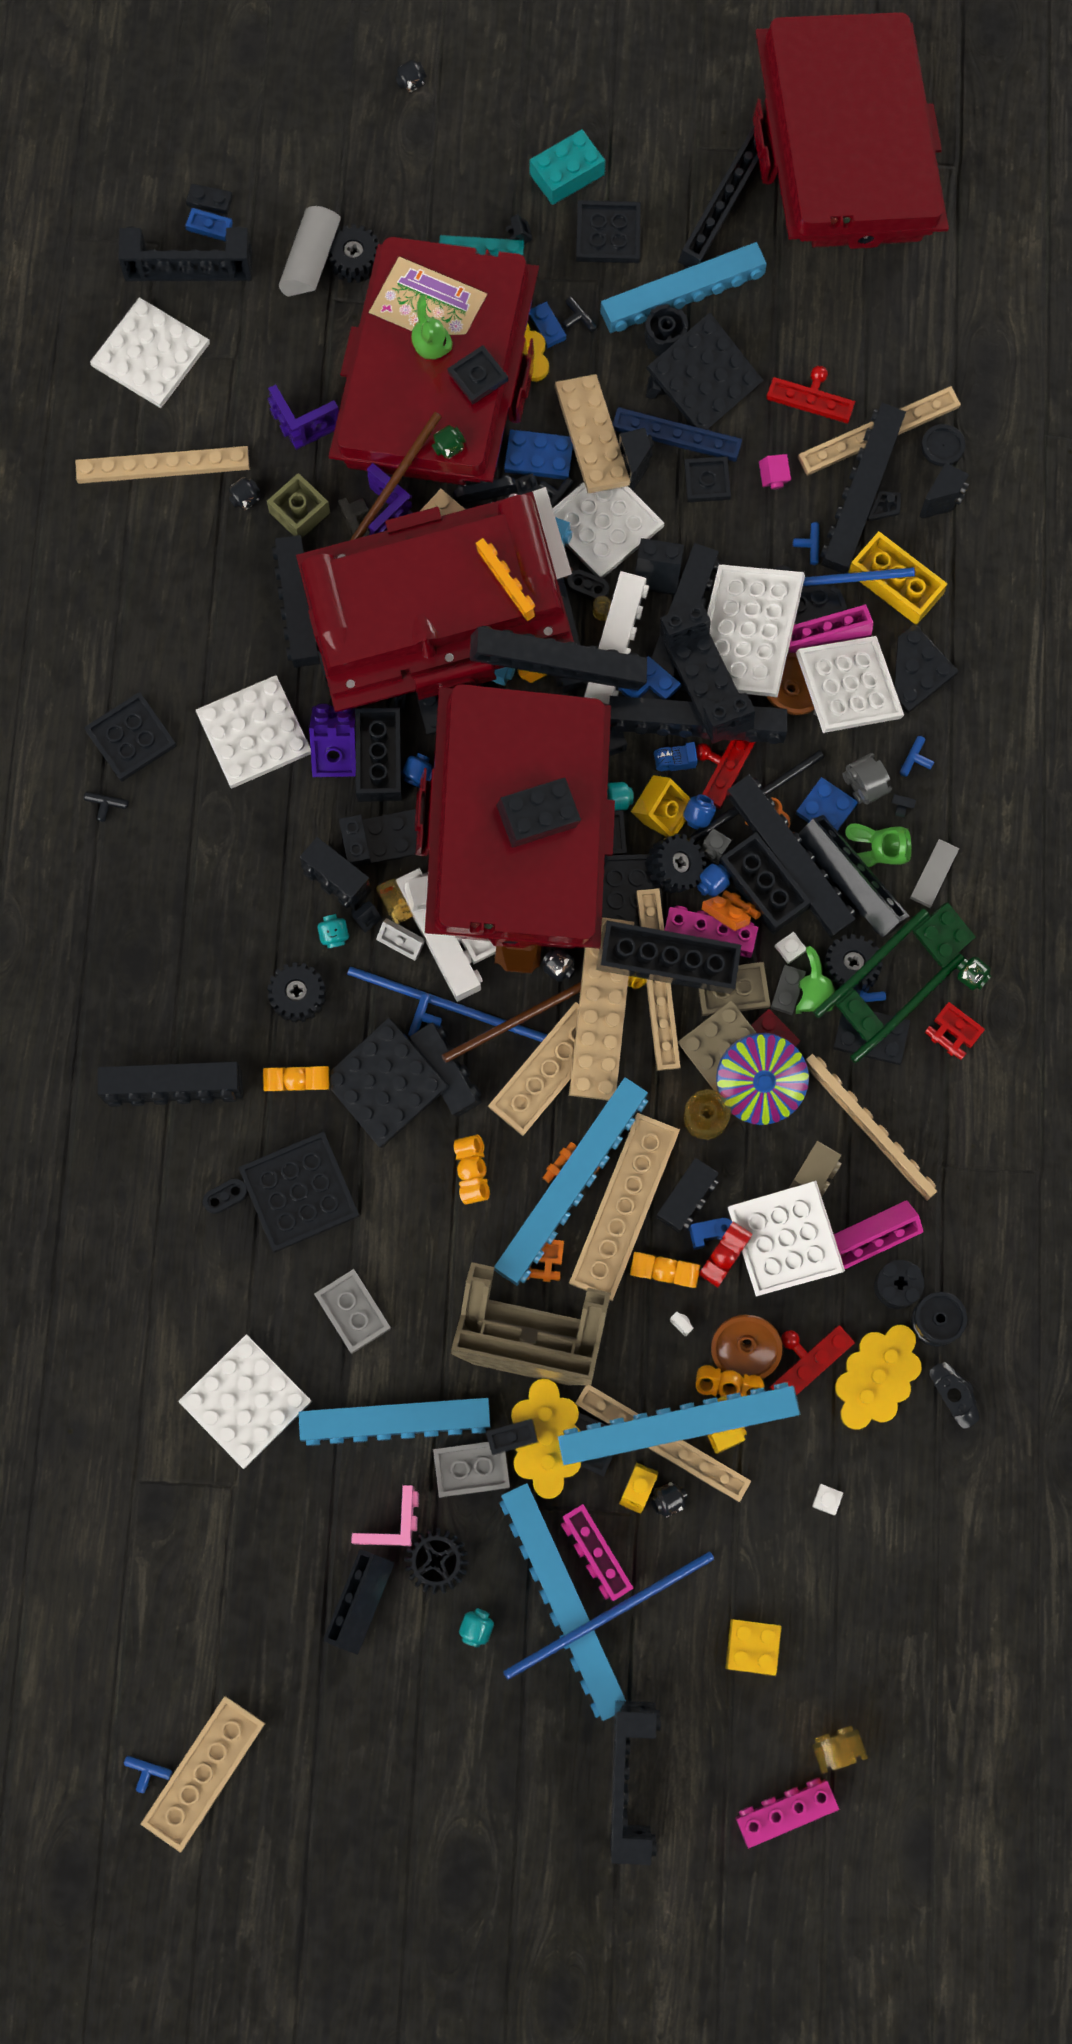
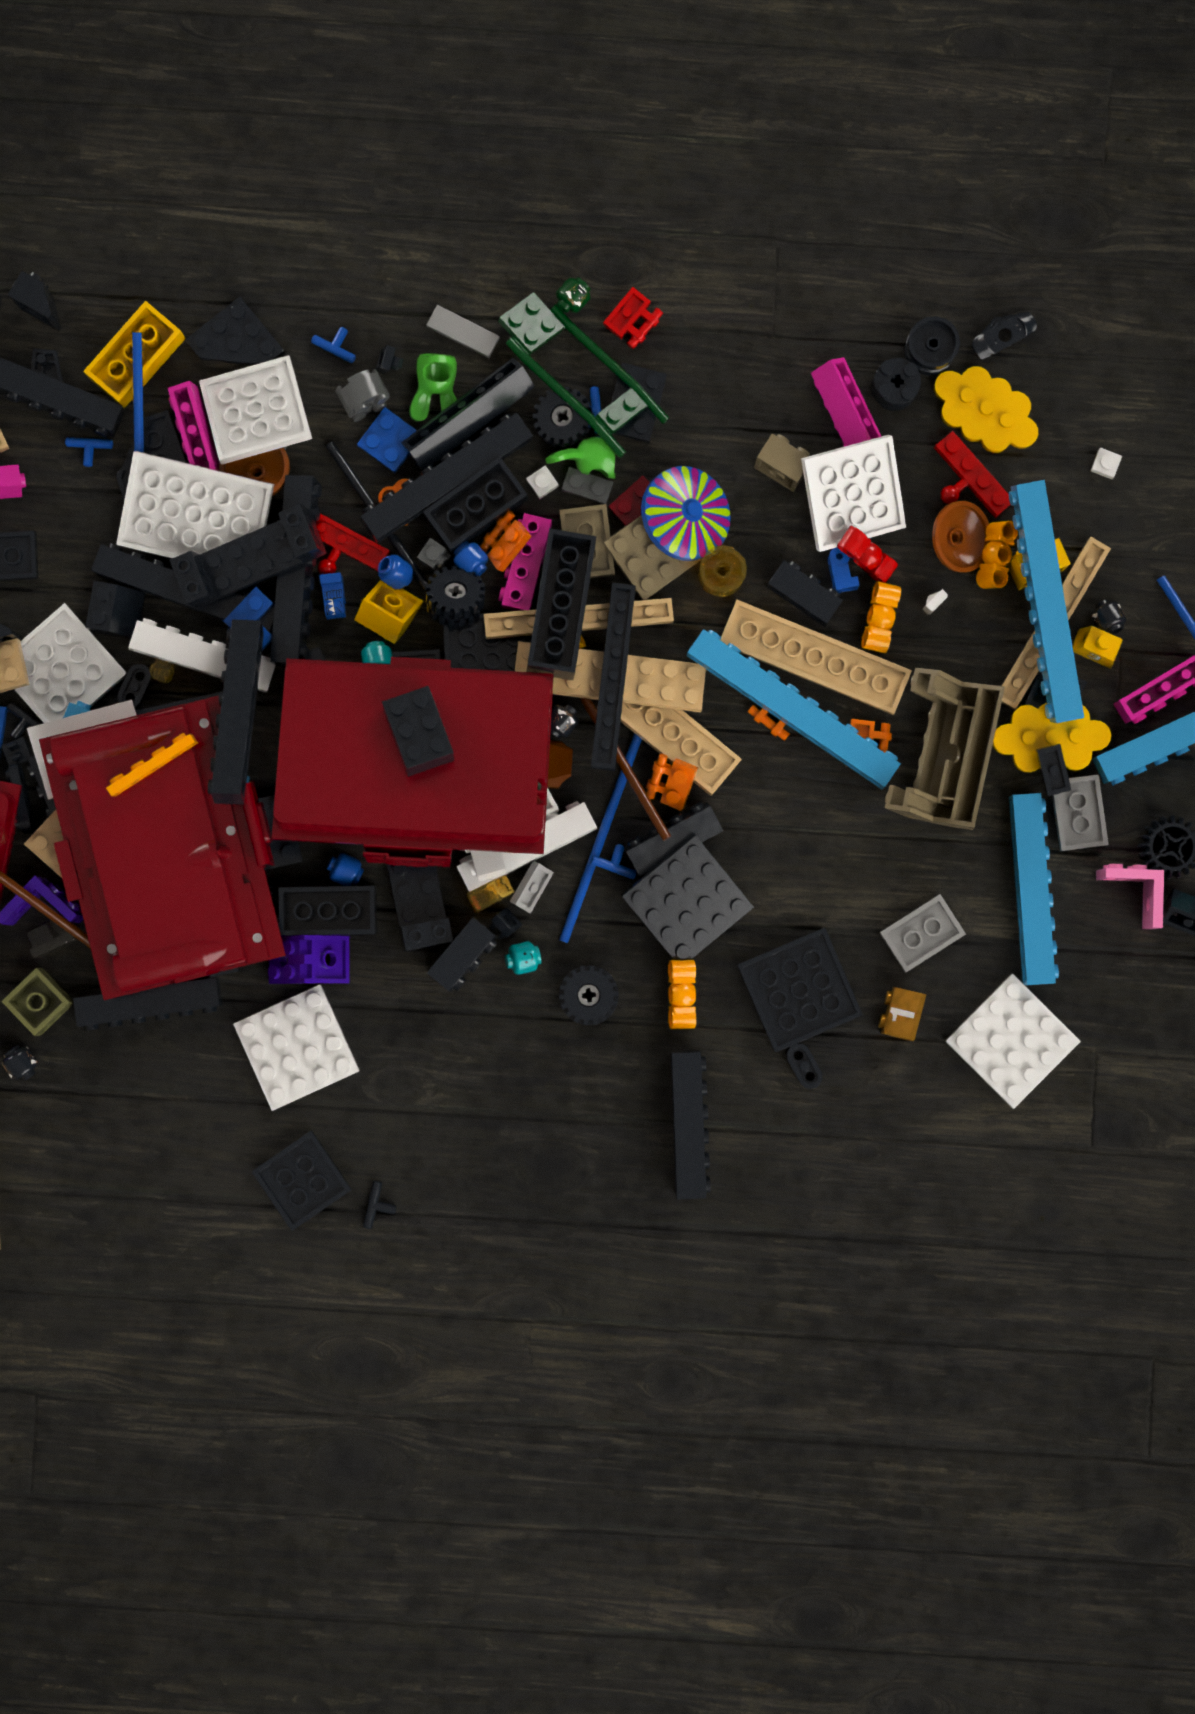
camera: 90 degrees left, 10 degrees up
(272, 1289) = (902, 1013): none -> pearl gold slope
(471, 1169) = (778, 812): light orange piece -> none
(500, 1074) = (678, 784): none -> orange plate
(599, 1006) = (613, 677): none -> black plate
(876, 1133) = (740, 401): tan plate -> none

